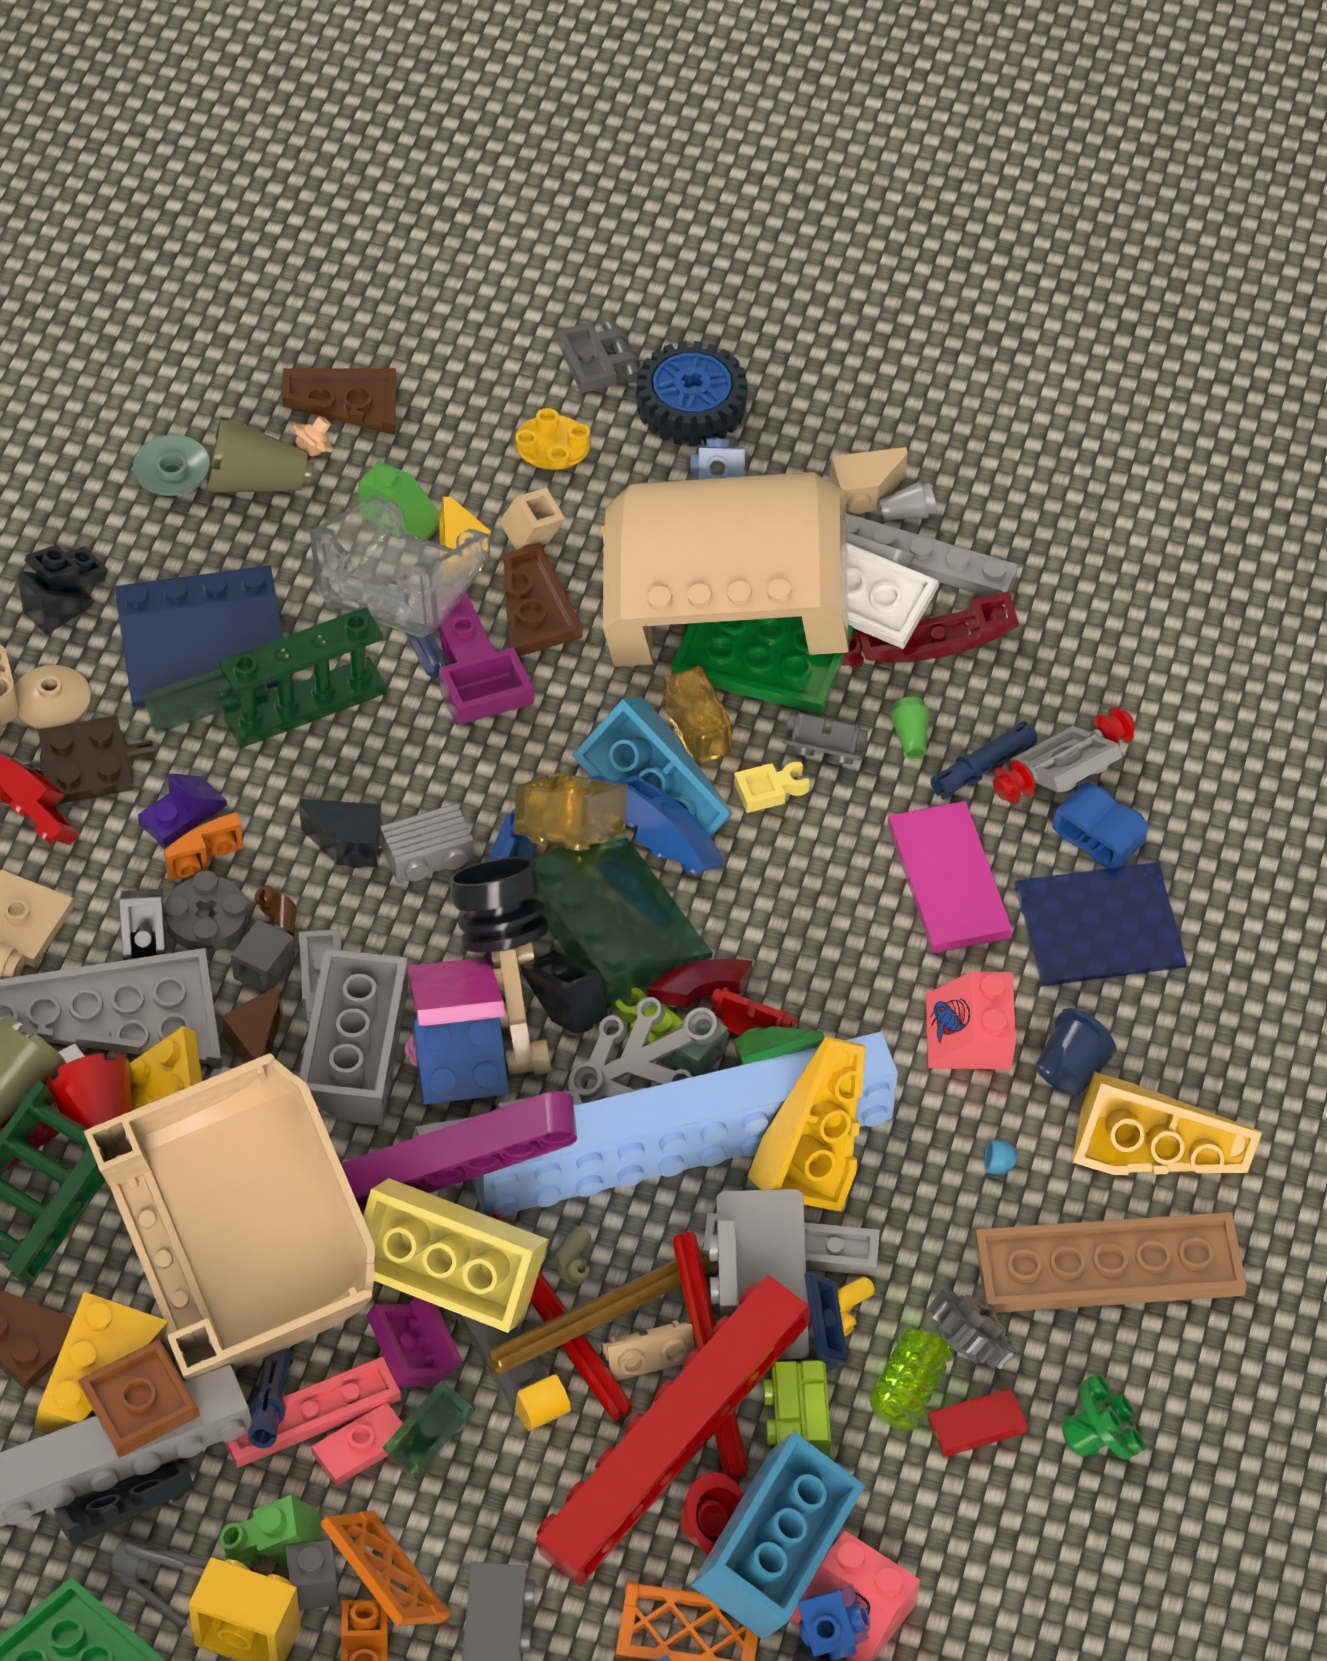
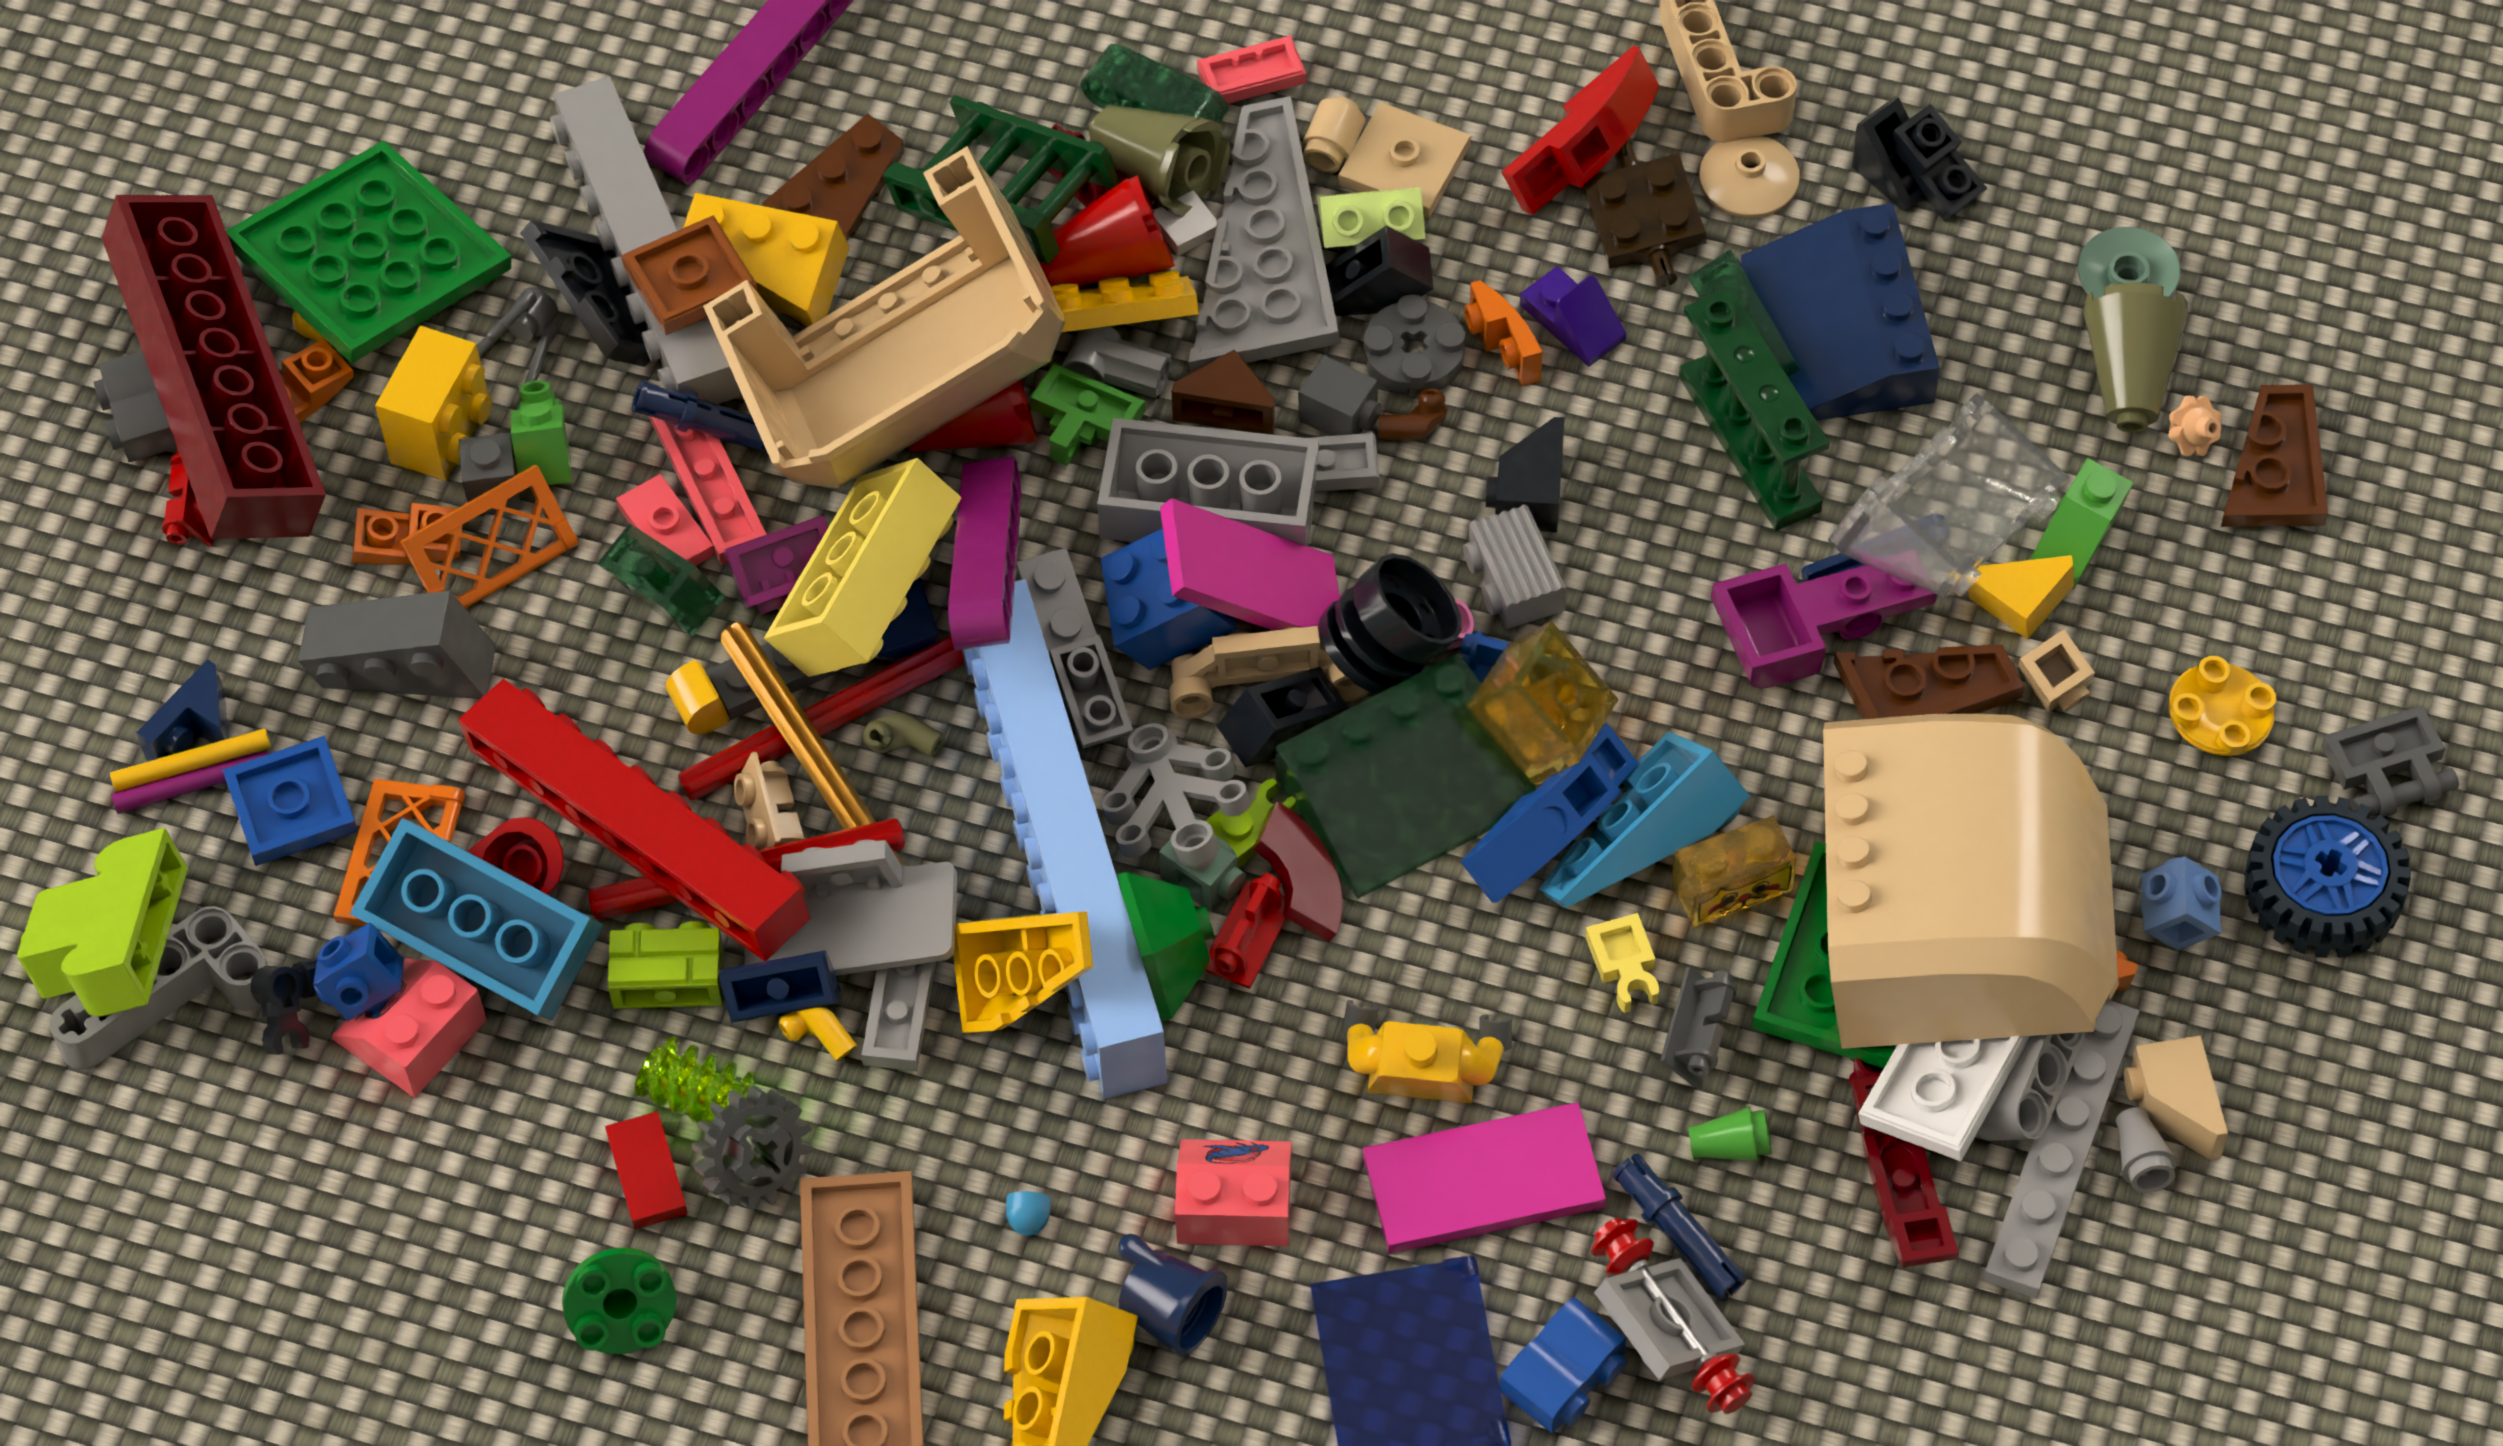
camera: 95 degrees right, 5 degrees up
(89, 924) = (1356, 216): none -> yellowish green brick
(868, 904) = (1423, 1058): none -> yellow torso

